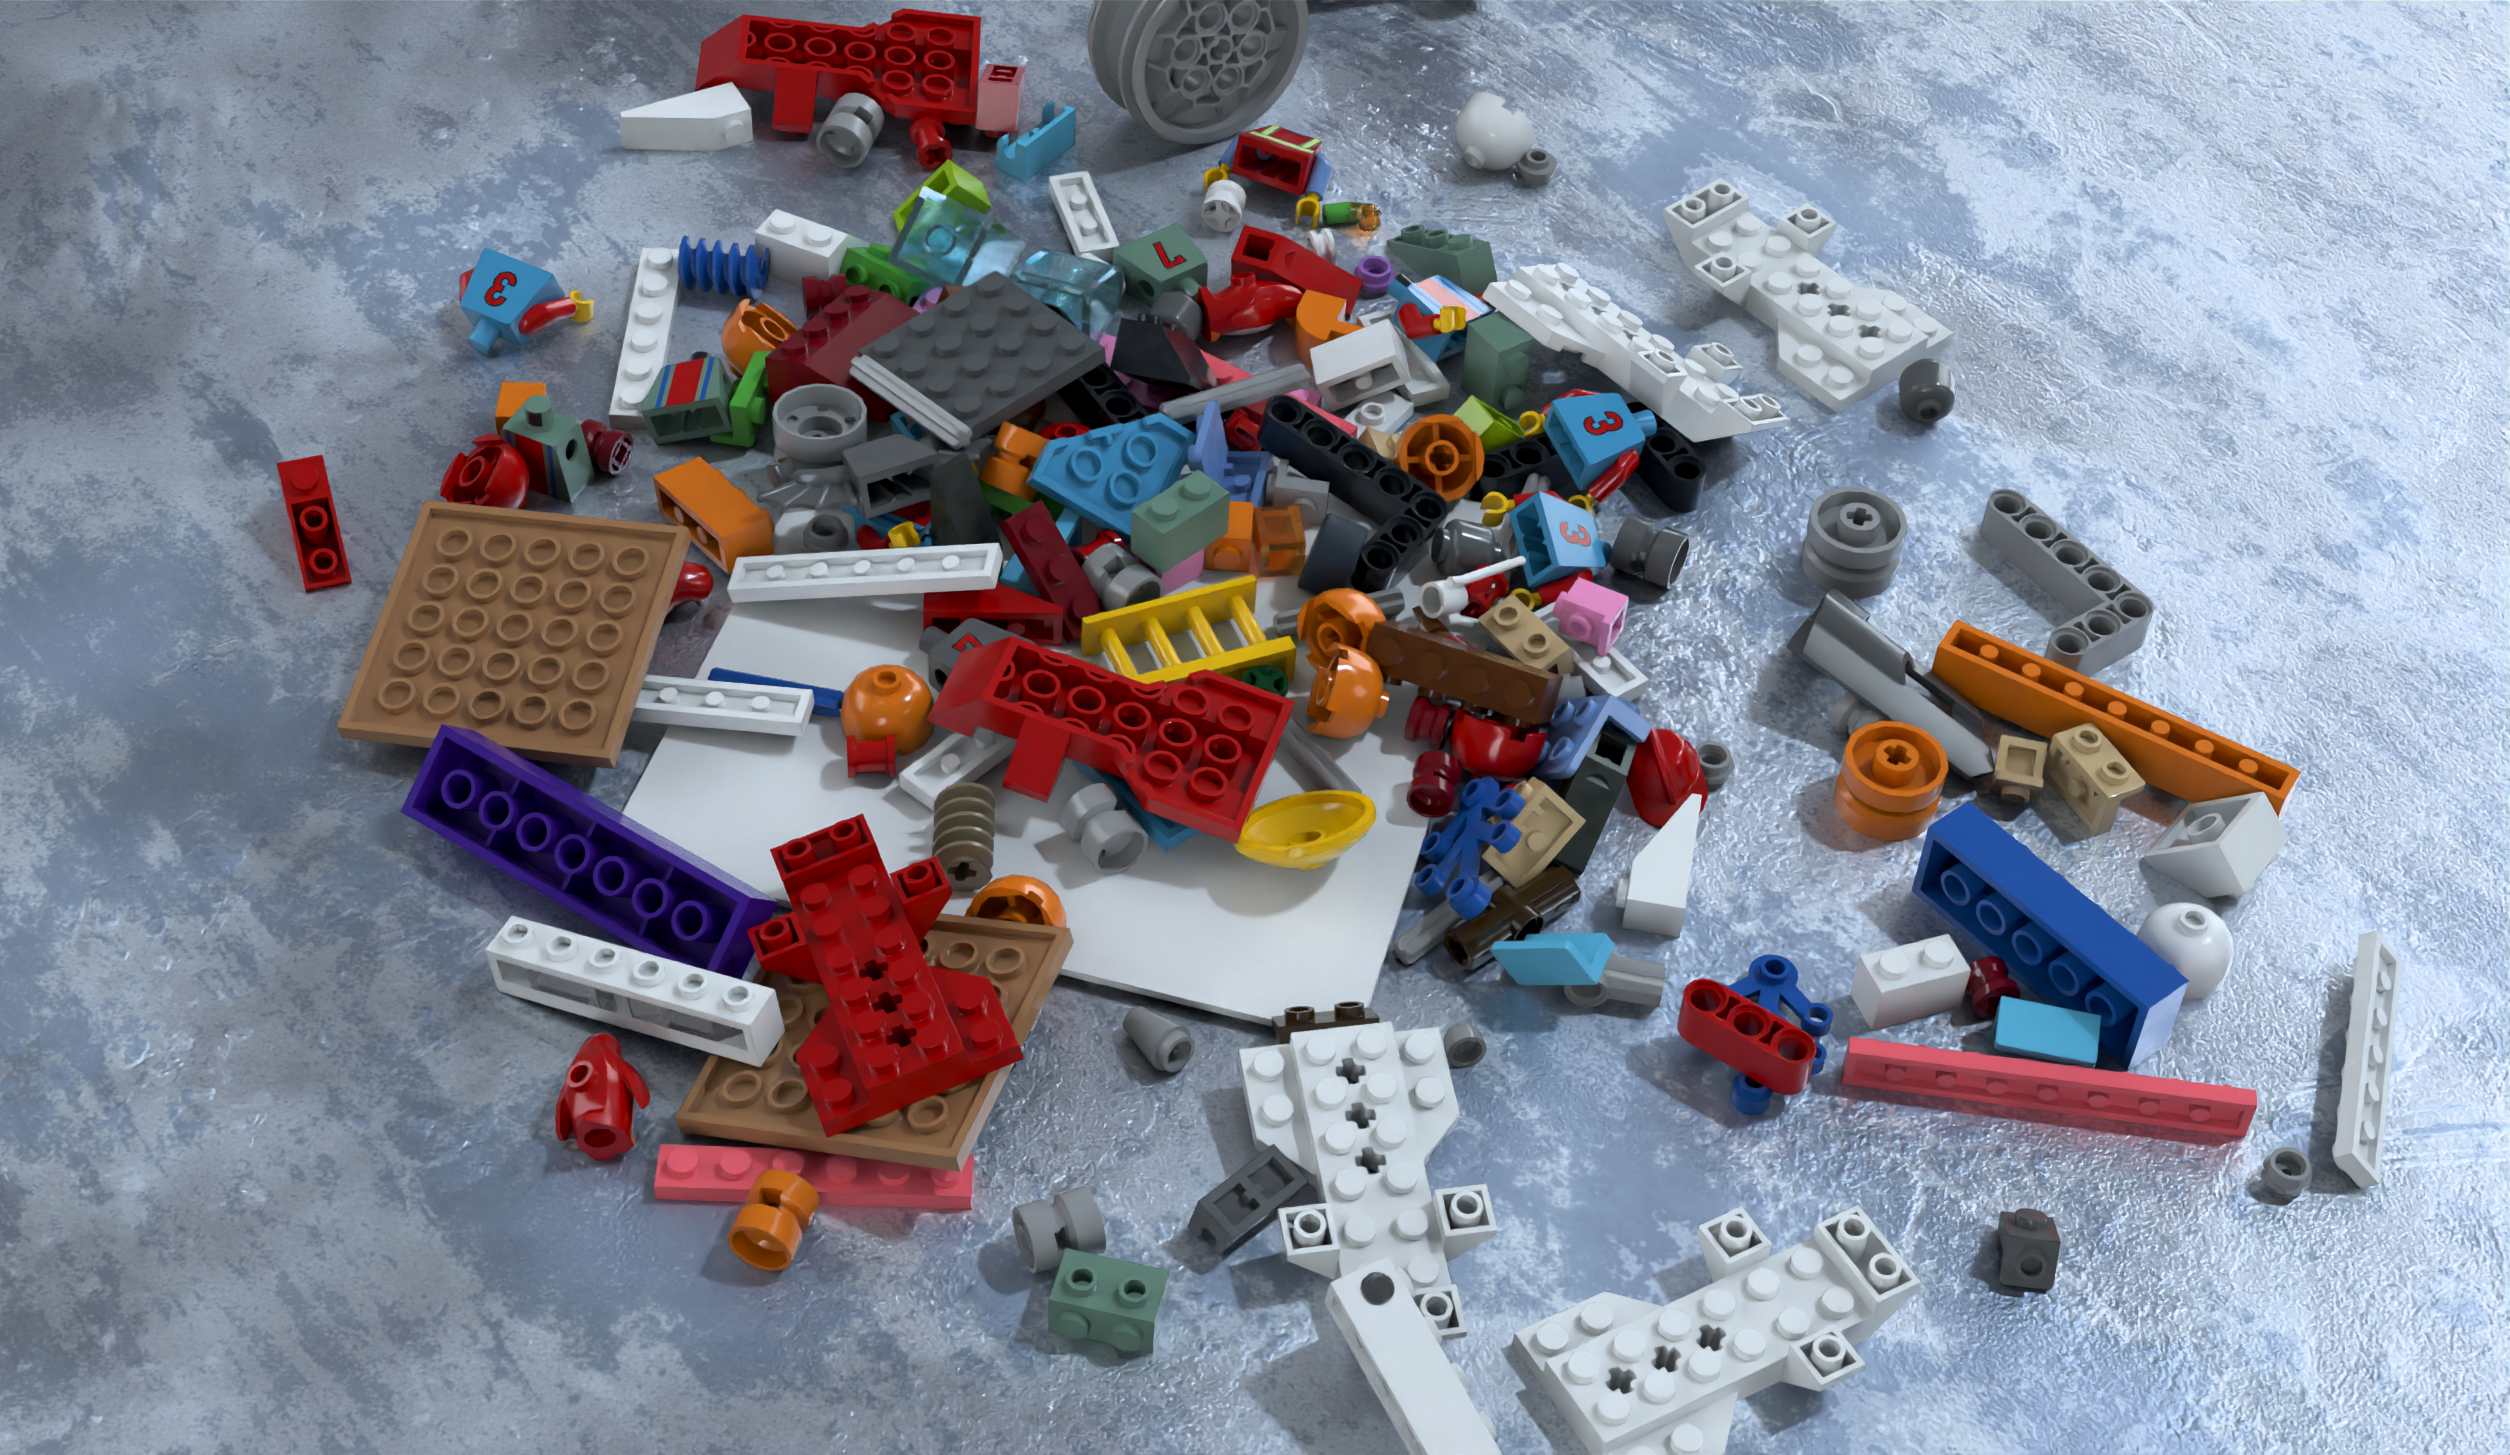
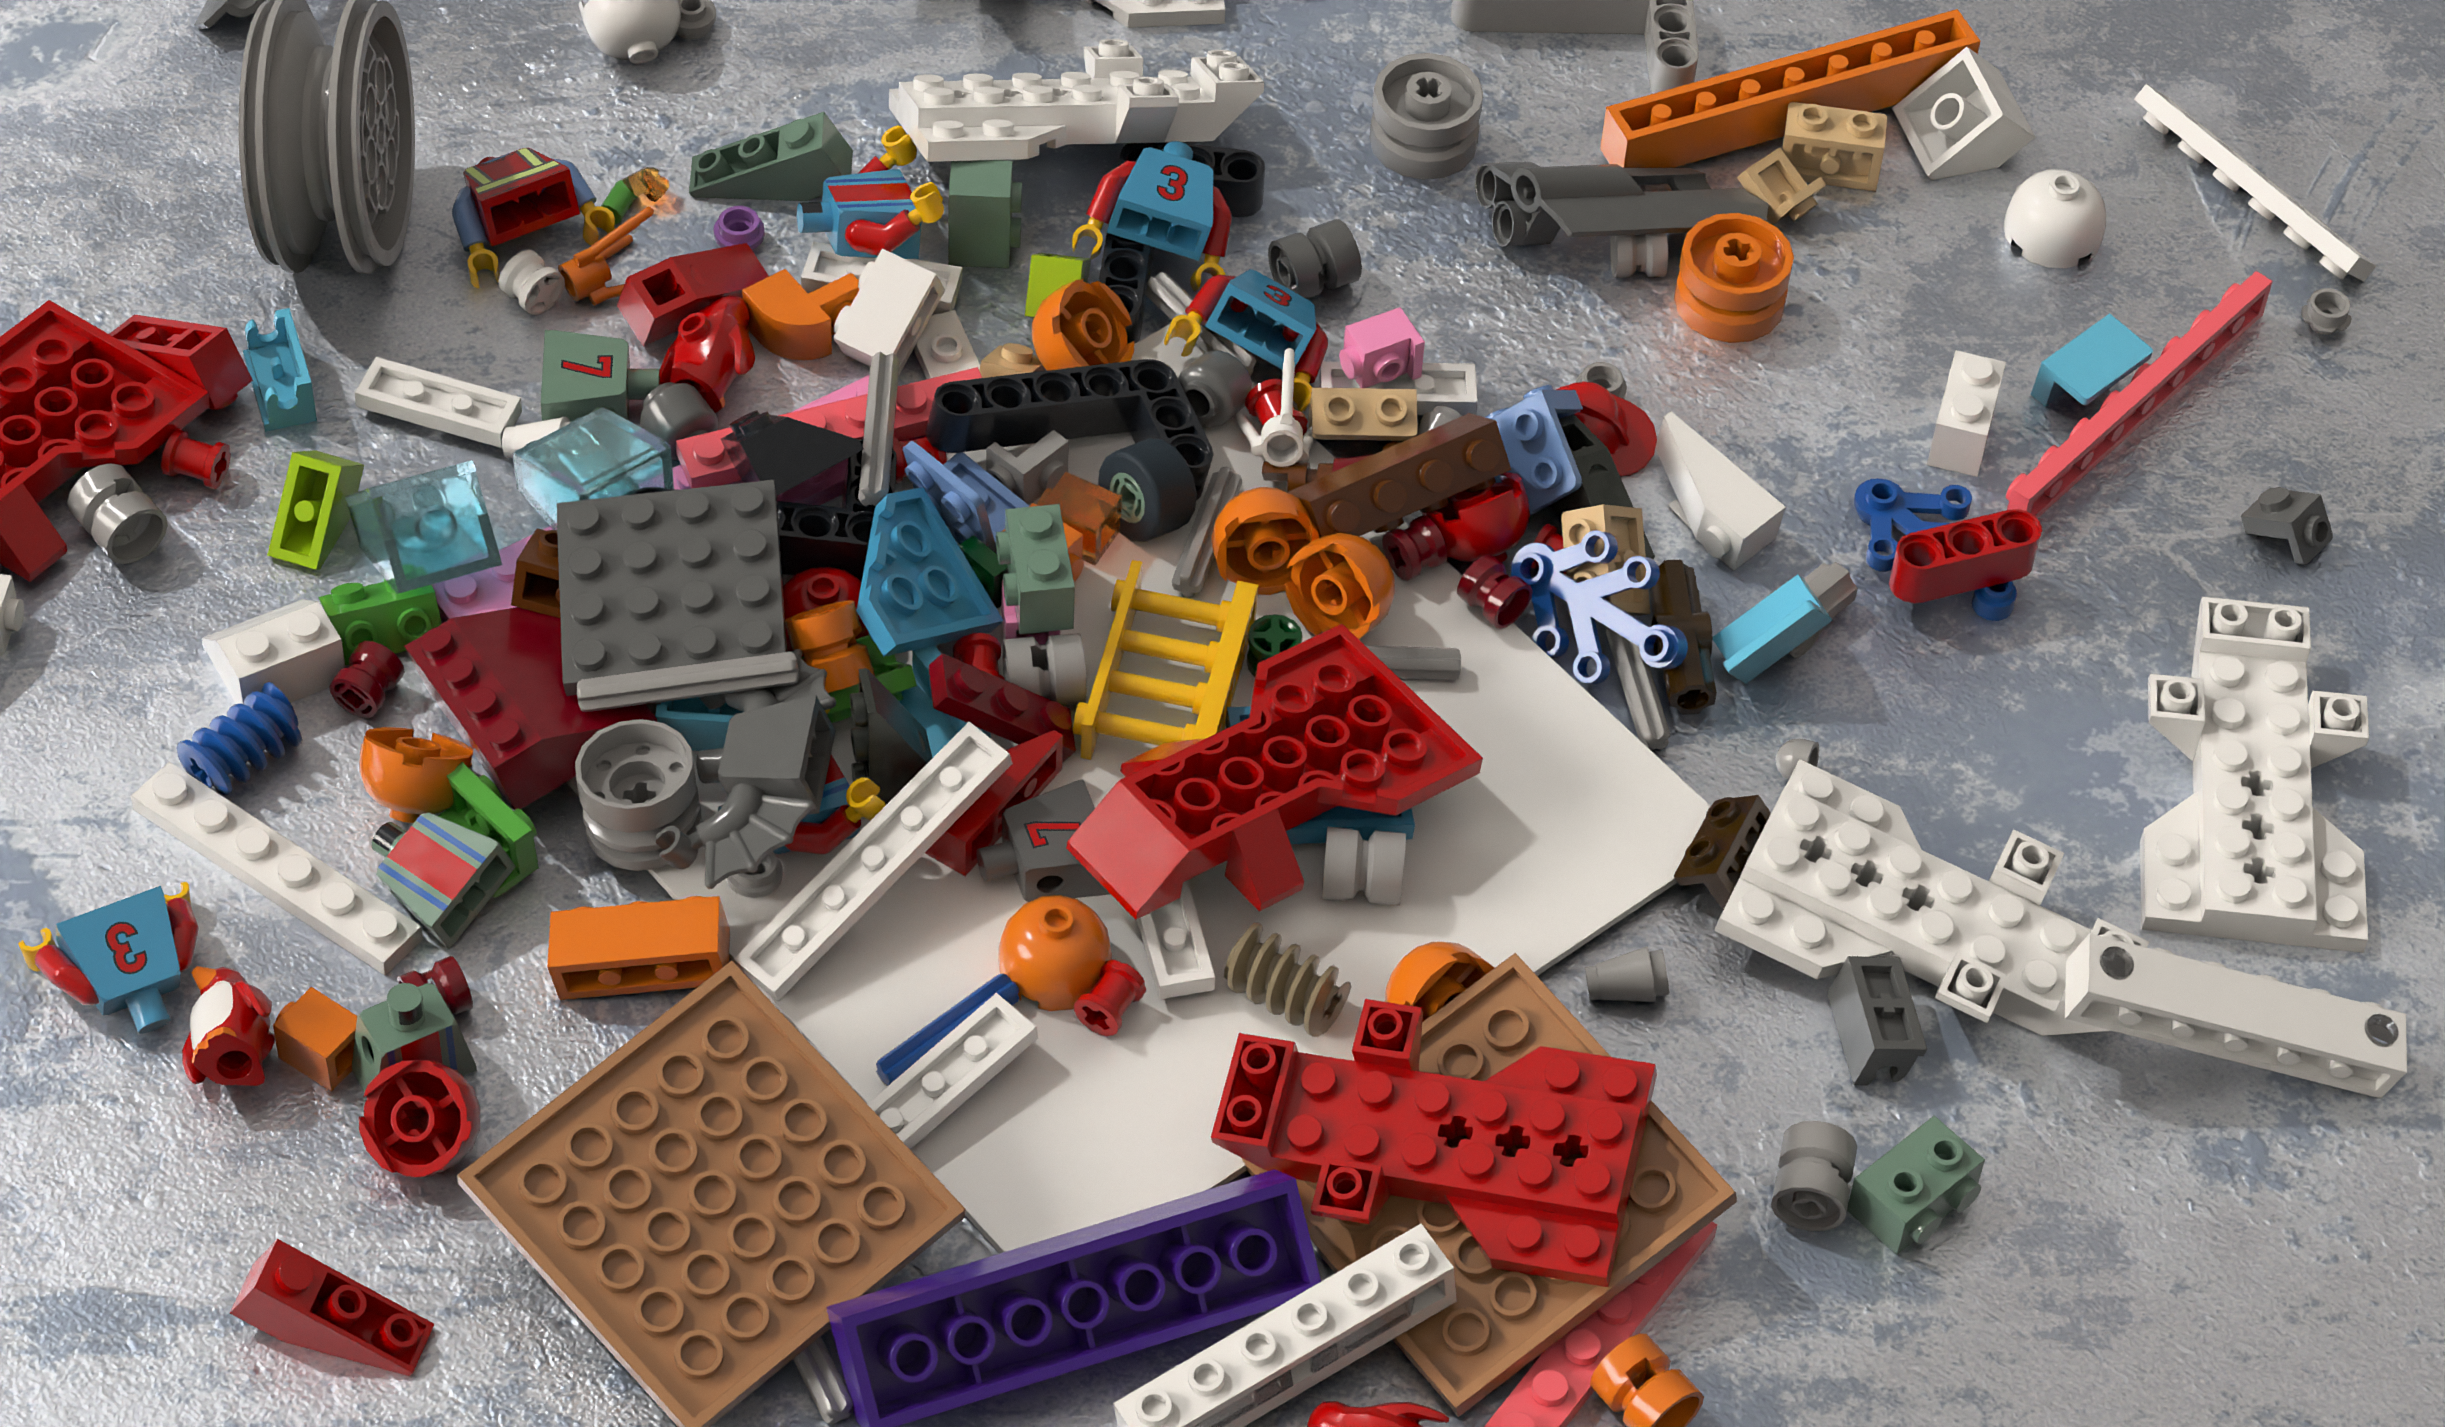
camera: 55 degrees left, 5 degrees up
(486, 365) = (227, 1030): none -> red animal
(1261, 218) = (589, 271): none -> orange plant
(1306, 828) = (1500, 702): yellow dish -> none
(1321, 244) = (664, 241): white bush -> none
(1988, 983) = (2017, 363): dark red wheel -> none
(2048, 933) = (1993, 287): blue brick -> none

